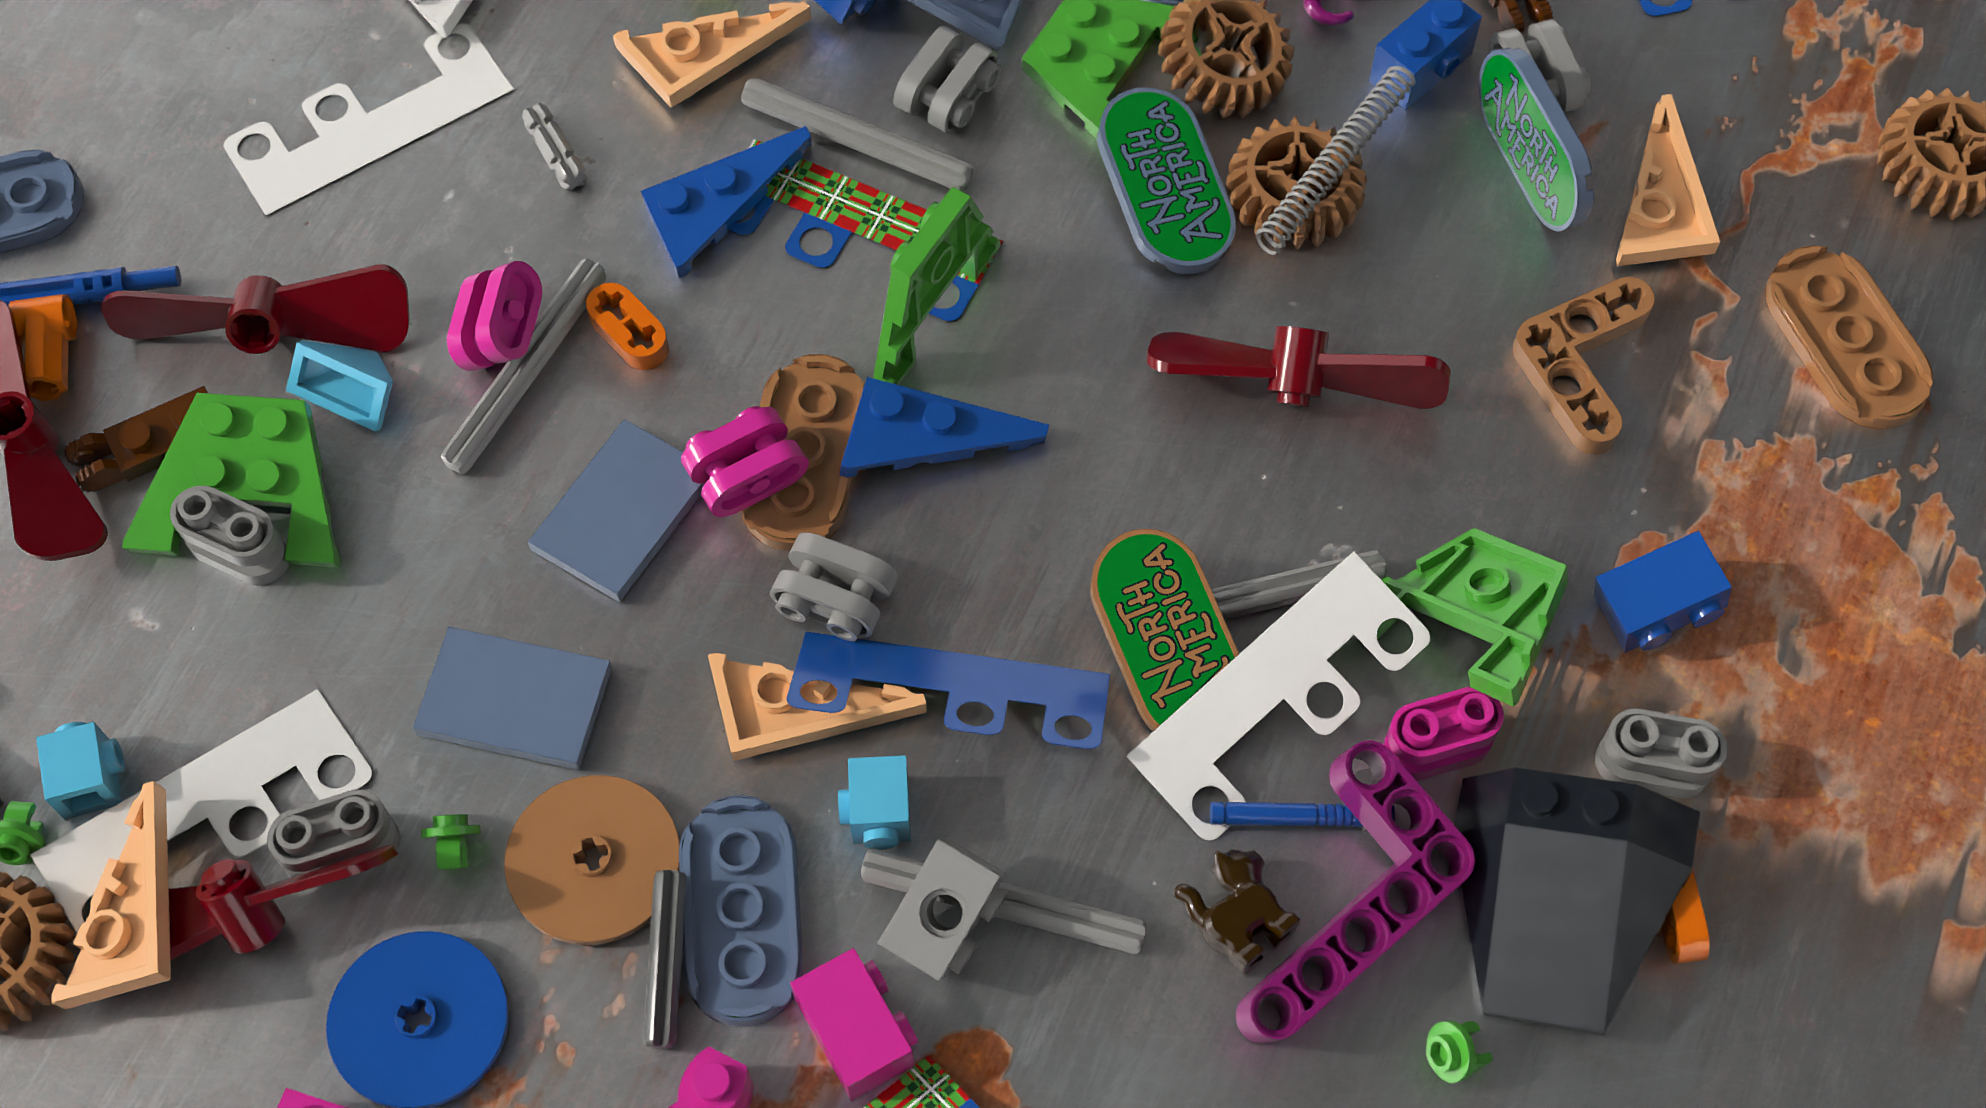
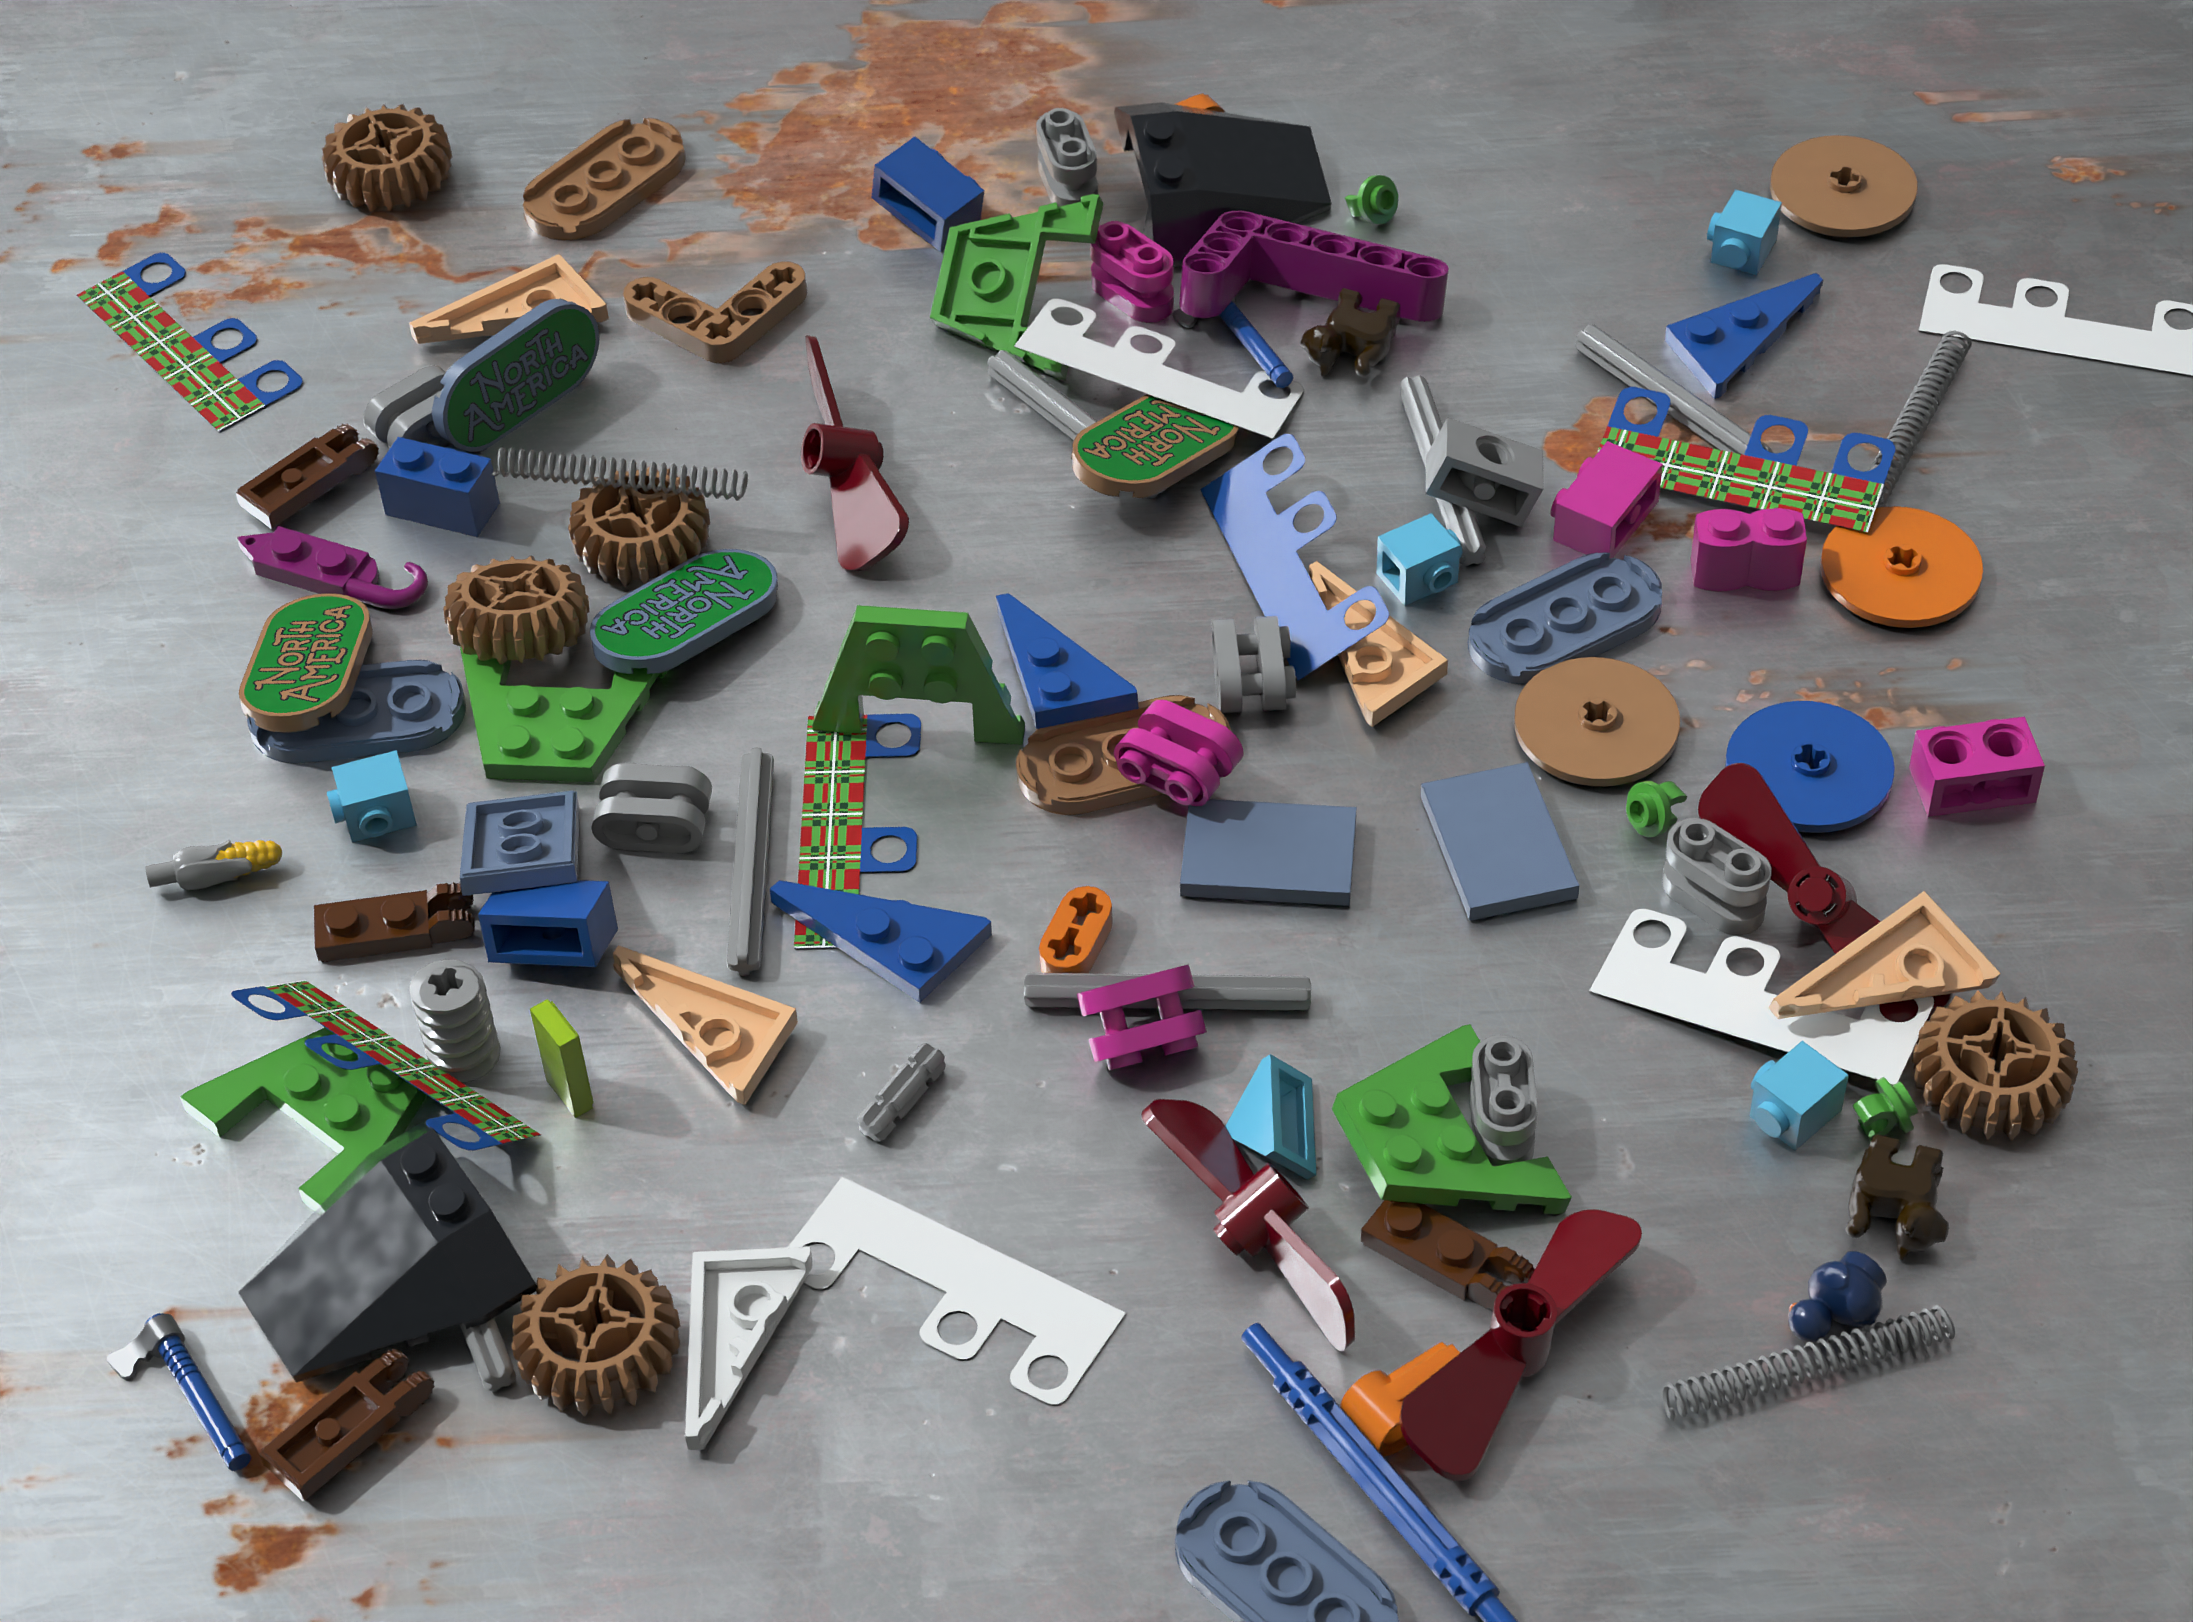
camera: 115 degrees left, 15 degrees down
(664, 959) = (1643, 630): dark grey axle -> none

